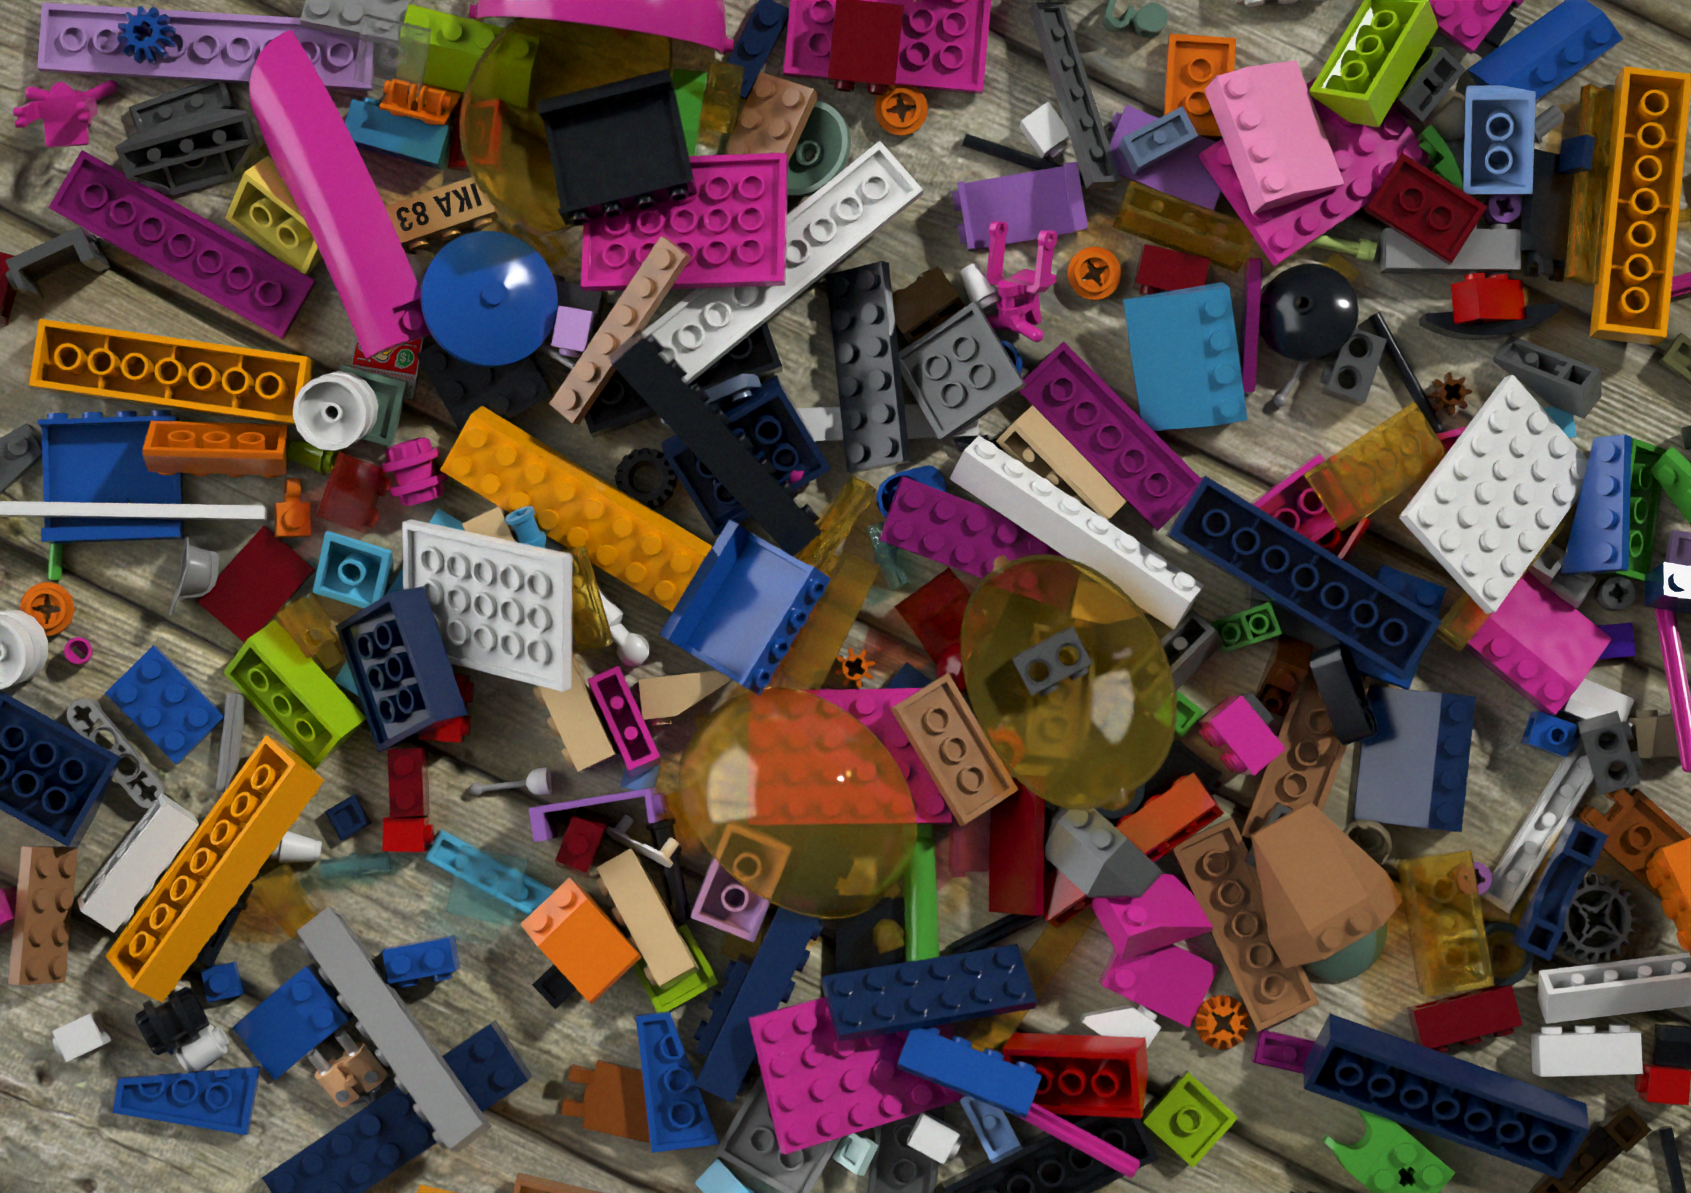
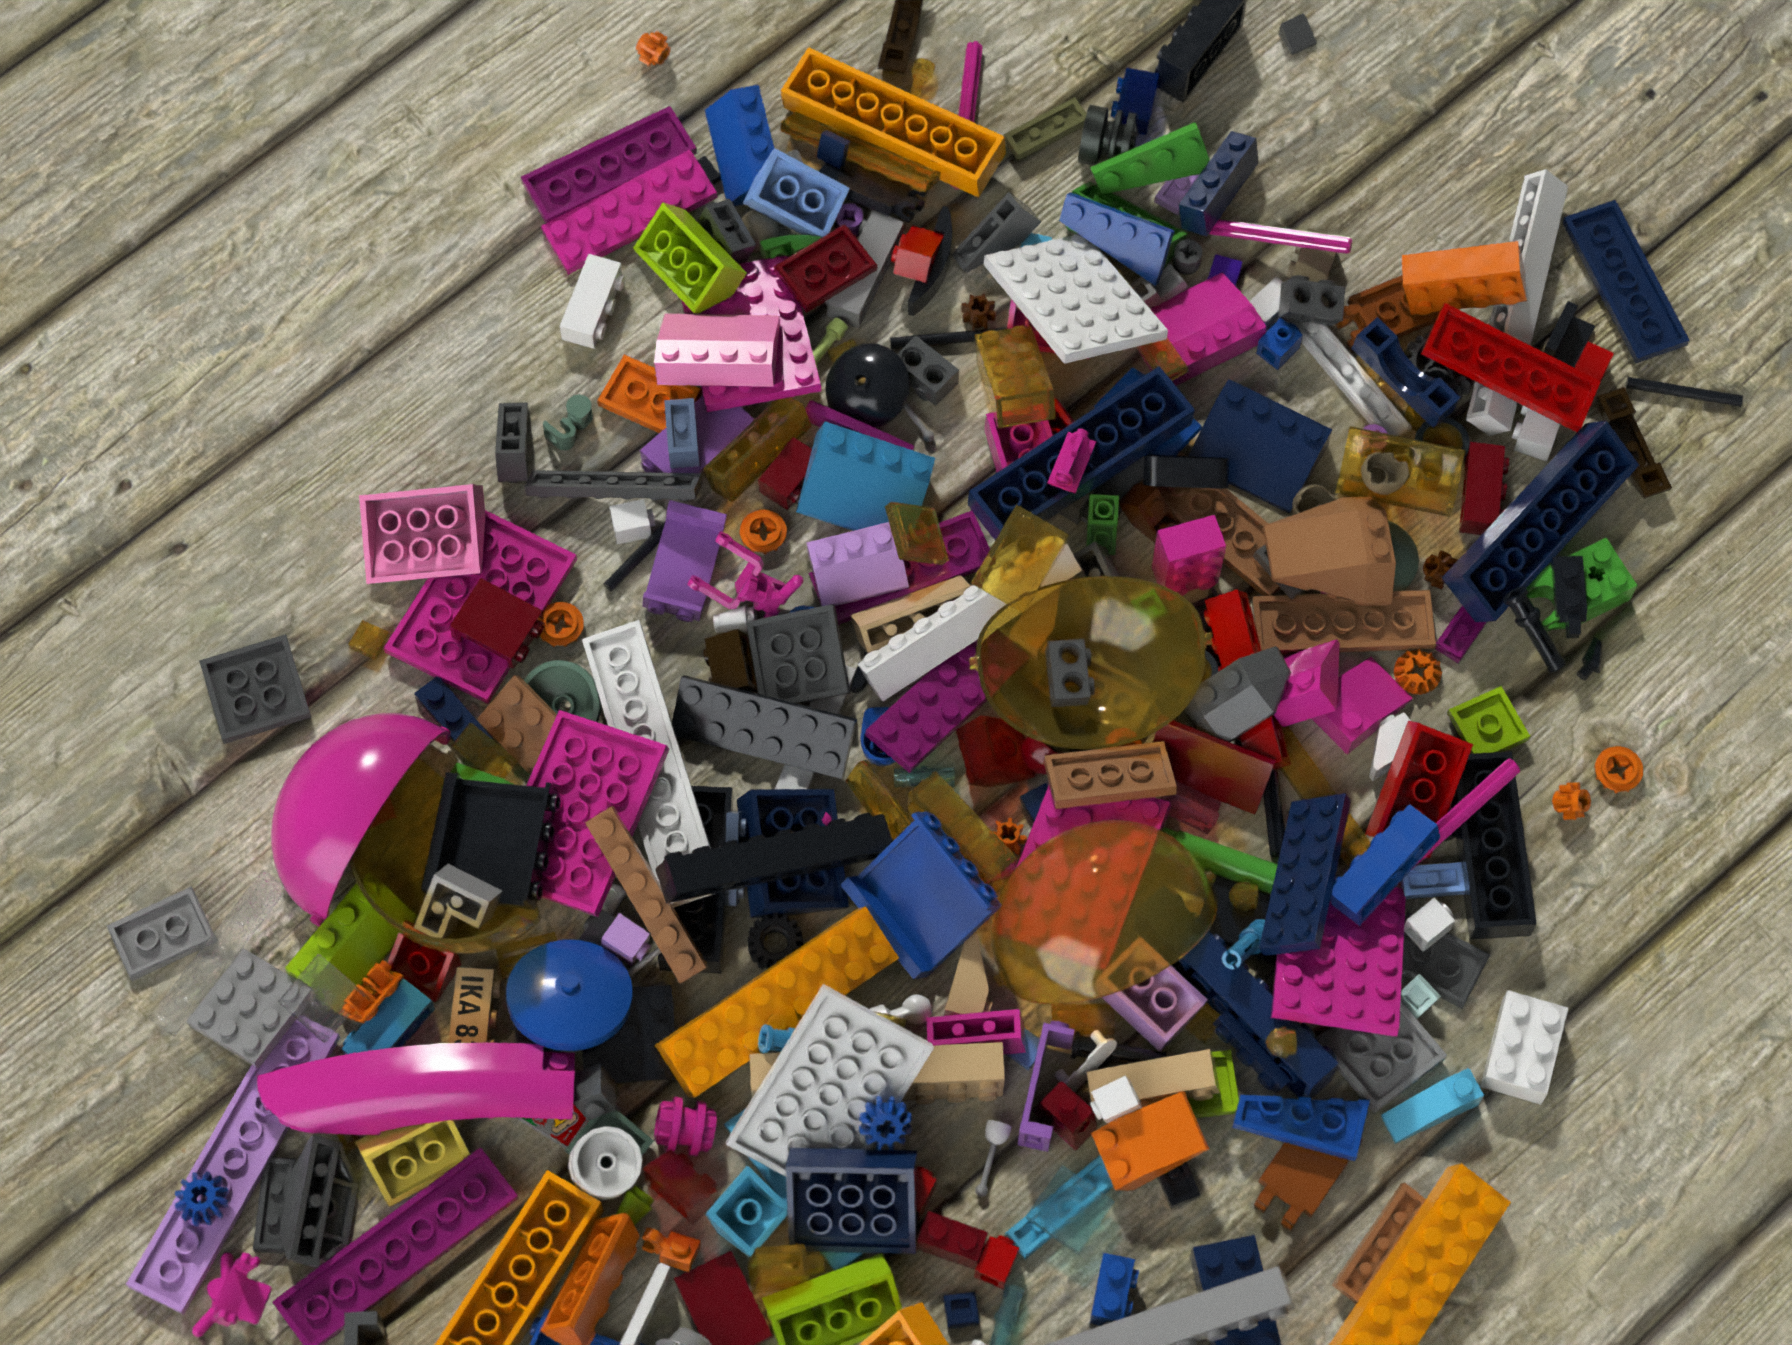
camera: 65 degrees left, 20 degrees down
(404, 368) = (594, 1092): none -> dark grey brick
(477, 672) = (875, 1118): none -> blue gear
(537, 144) = (455, 897): none -> light grey brick
(604, 891) = (1115, 1100): none -> white brick
(725, 1039) = (1282, 1042): none -> clear yellow plate
(828, 962) = (1248, 944): none -> dark azure pin
(1087, 390) = (856, 565): none -> lavender slope
(1145, 437) = (916, 533): none -> clear yellow tile
(1145, 563) = (1020, 559): none -> clear yellow slope
(1283, 572) = (1072, 461): none -> dark pink hinge
(1321, 1124) = (1528, 618): none -> black pin
(1348, 1004) = (1436, 567): none -> reddish brown gear
(1368, 1157) = (1569, 593): none -> black hinge
(1424, 910) = (1384, 473): none -> dark tan hair
(1613, 1001) = (1511, 367): none -> red plate

